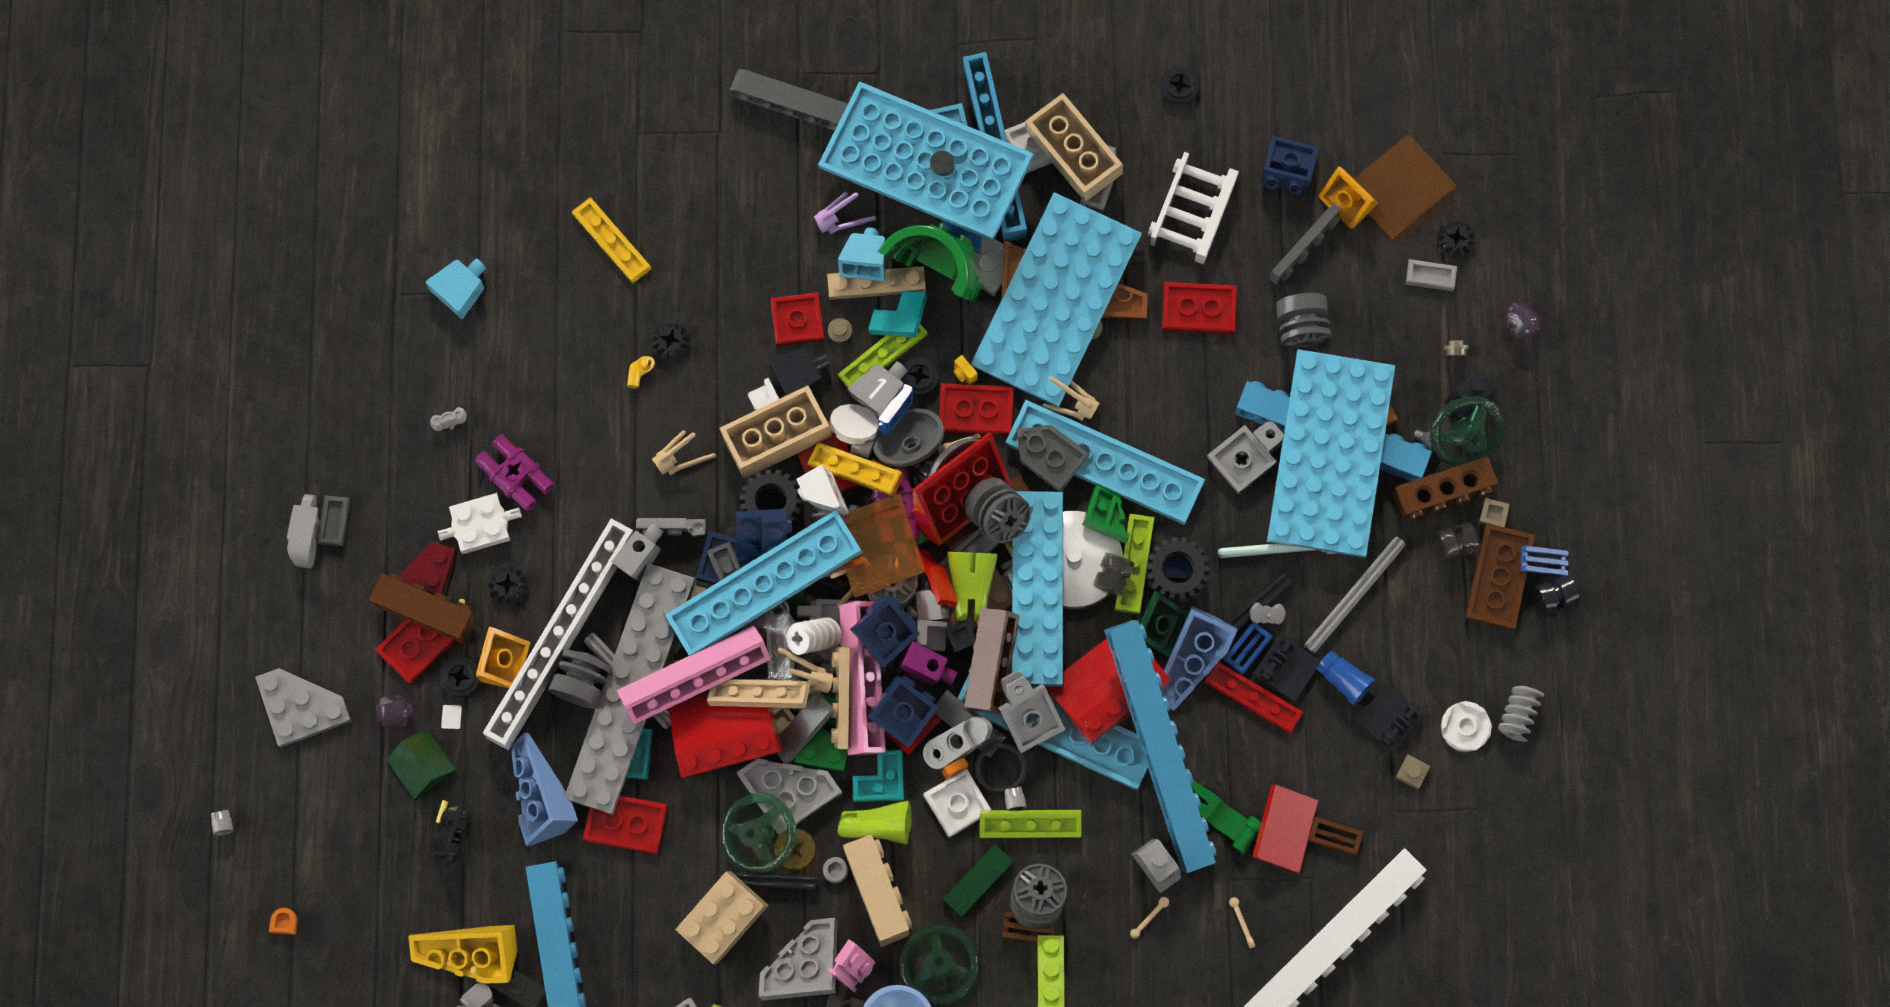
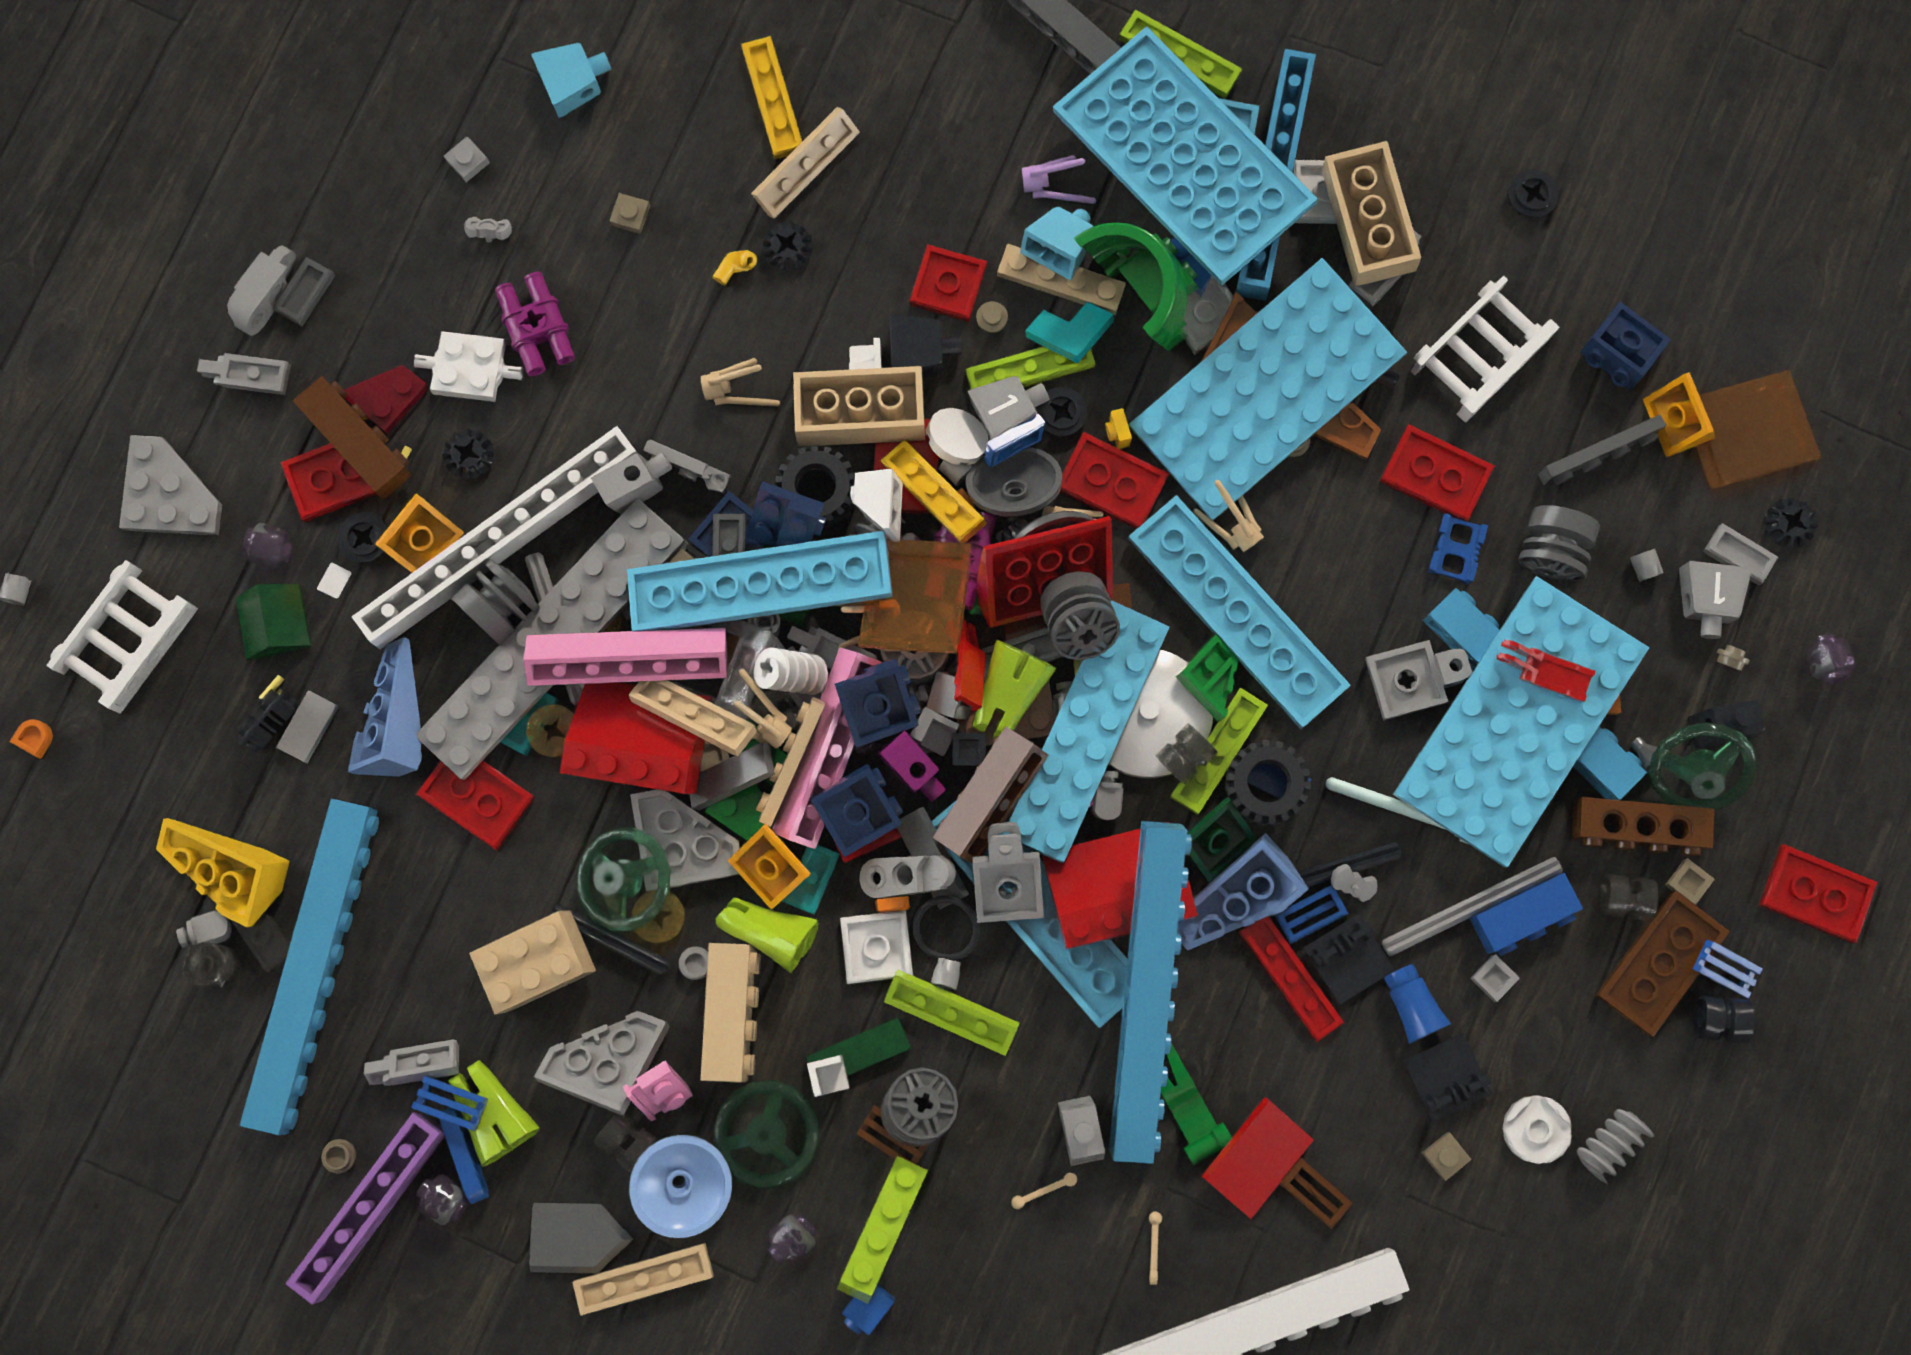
camera: 25 degrees right, 5 degrees up
(320, 596) = (247, 373): none -> light grey hinge
(336, 837) = (137, 665): none -> white fence
(409, 376) = (466, 159): none -> light grey plate
(481, 827) = (307, 726): none -> light grey tile
(546, 365) = (629, 213): none -> dark tan plate
(651, 760) = (537, 734): none -> clear yellow gear
(657, 277) = (805, 162): none -> tan plate
(859, 777) = (769, 866): none -> light orange slope
(914, 91) = (1210, 68): none -> lime plate
(942, 163) = (1201, 165): pearl dark grey tile -> none
(965, 903) = (828, 1075): none -> white panel
(1050, 454) = (1175, 574): dark grey tile -> none
(1072, 629) = (1108, 797): none -> light grey arm
(1243, 353) = (1466, 551): none -> blue piece
(1333, 410) = (1549, 671): none -> red arm
(1370, 310) = (1646, 565): none -> light grey hose
(1391, 636) = (1494, 978): none -> light grey plate
(1394, 584) = (1527, 915): none -> blue brick
(1424, 310) = (1713, 594): none -> light grey torso
(1583, 484) = (1818, 893): none -> red tile

